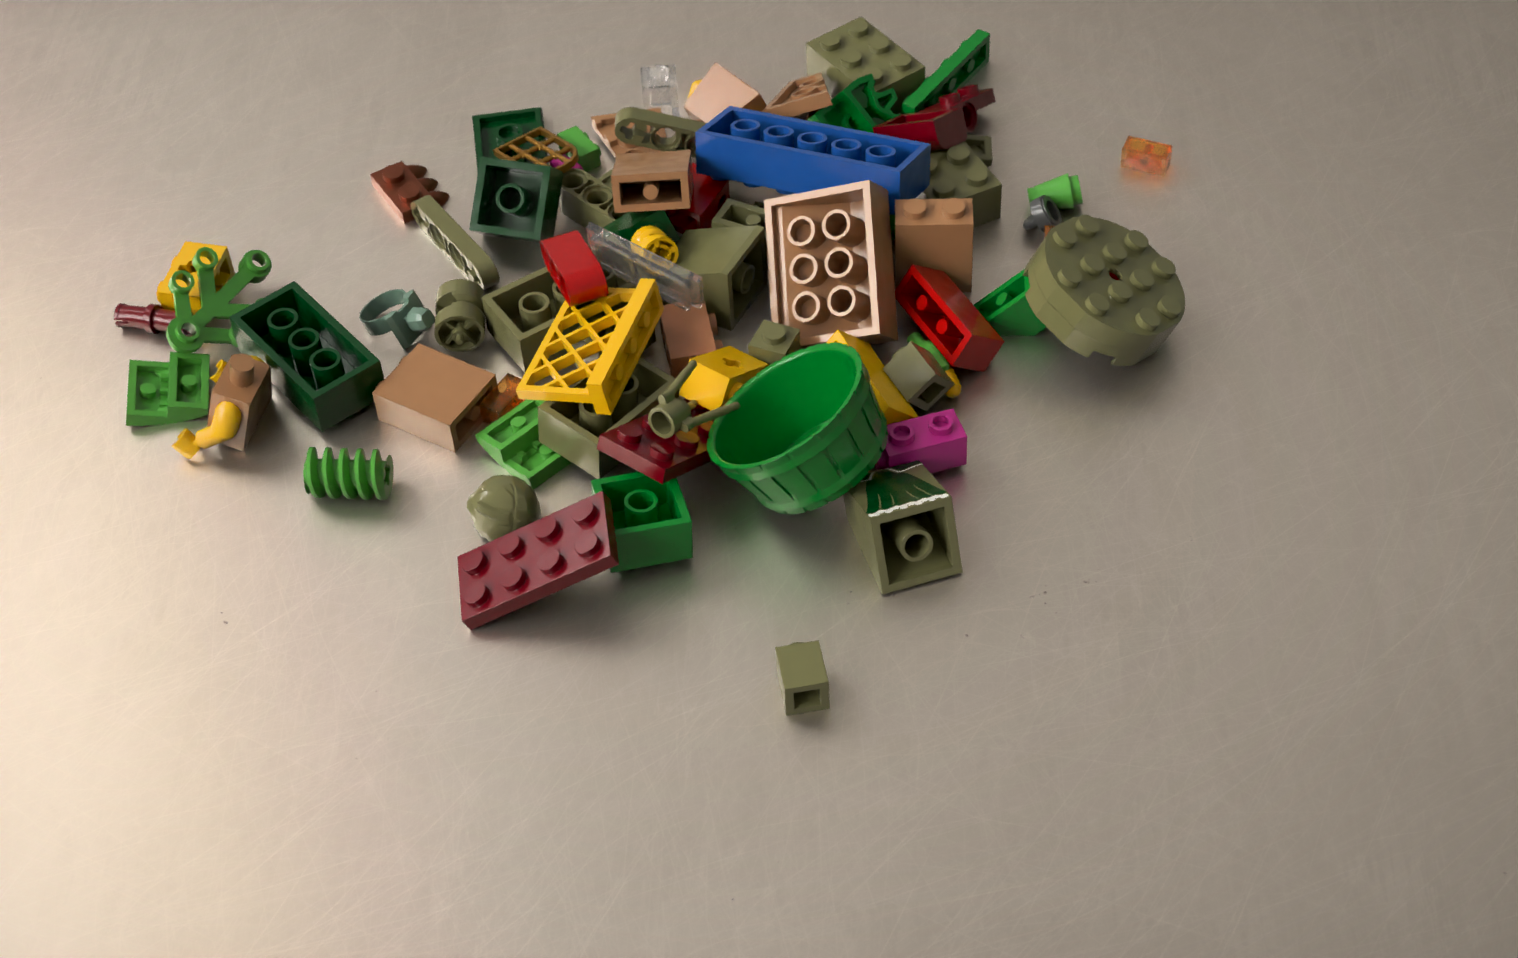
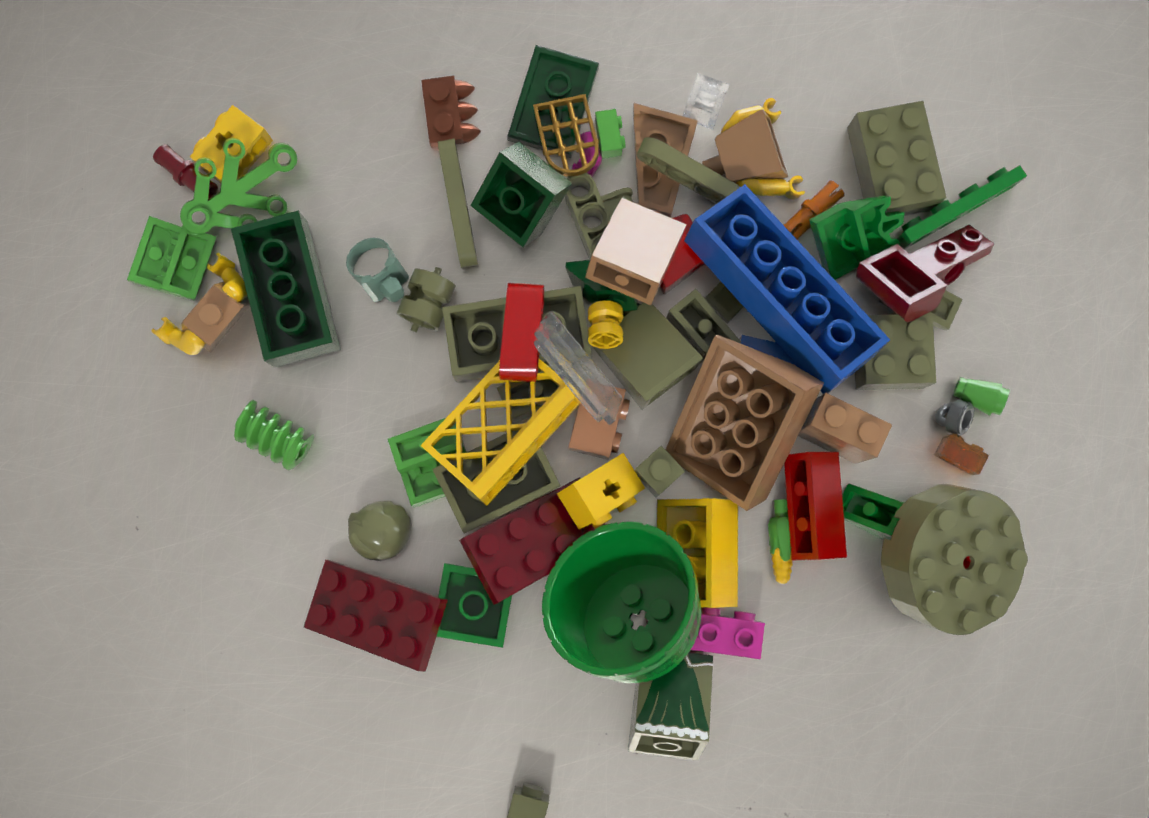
camera: 20 degrees right, 35 degrees up
(434, 397) = (372, 380): medium nougat brick -> none
(501, 399) = (427, 408): clear orange piece -> none
(674, 413) = (526, 552): olive plant -> none
(800, 97) = (819, 181): medium nougat wing -> none
(918, 376) = (758, 560): olive brick -> none
(1146, 156) = (1083, 385): clear orange piece -> none

